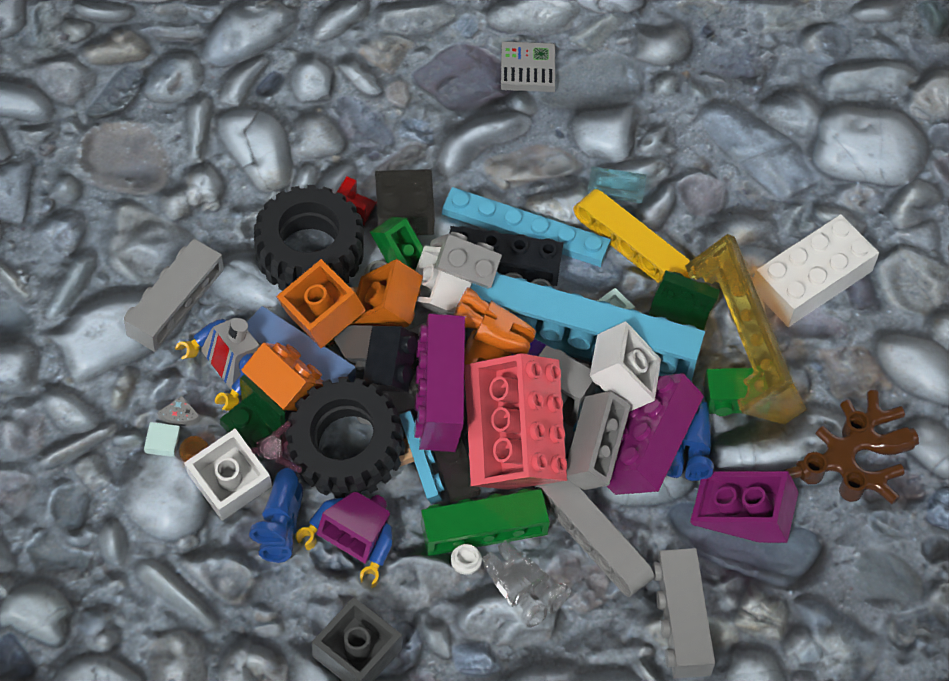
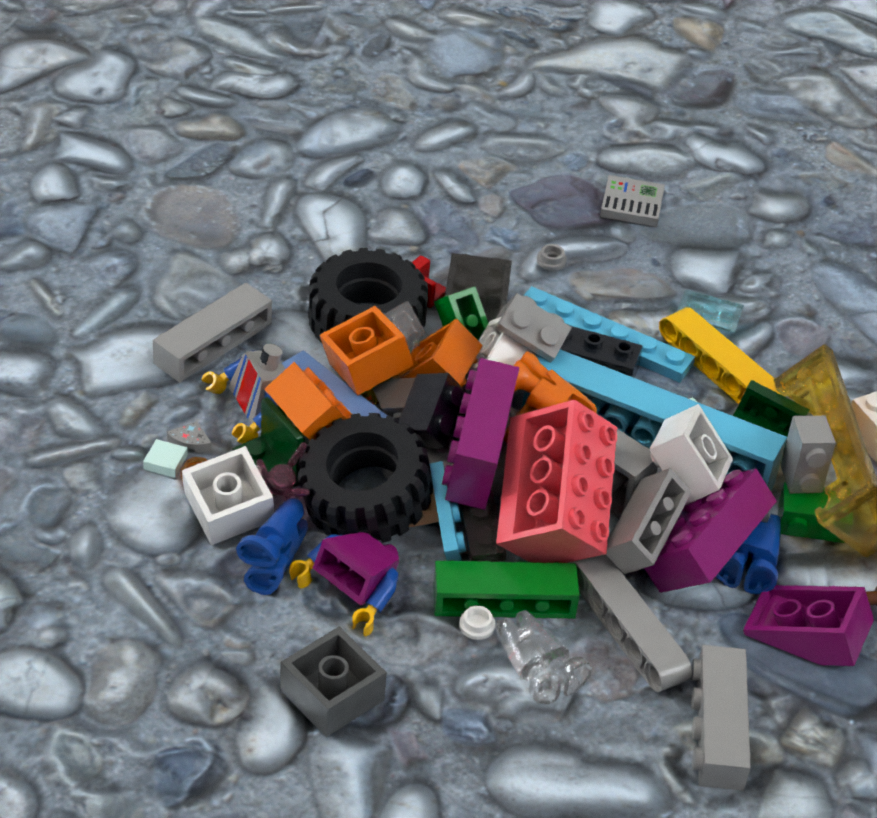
camera: 10 degrees right, 15 degrees down
(349, 268) = (407, 322): none -> clear bracket
(464, 143) = (551, 257): none -> light grey plate
(725, 346) = (807, 454): none -> light grey brick

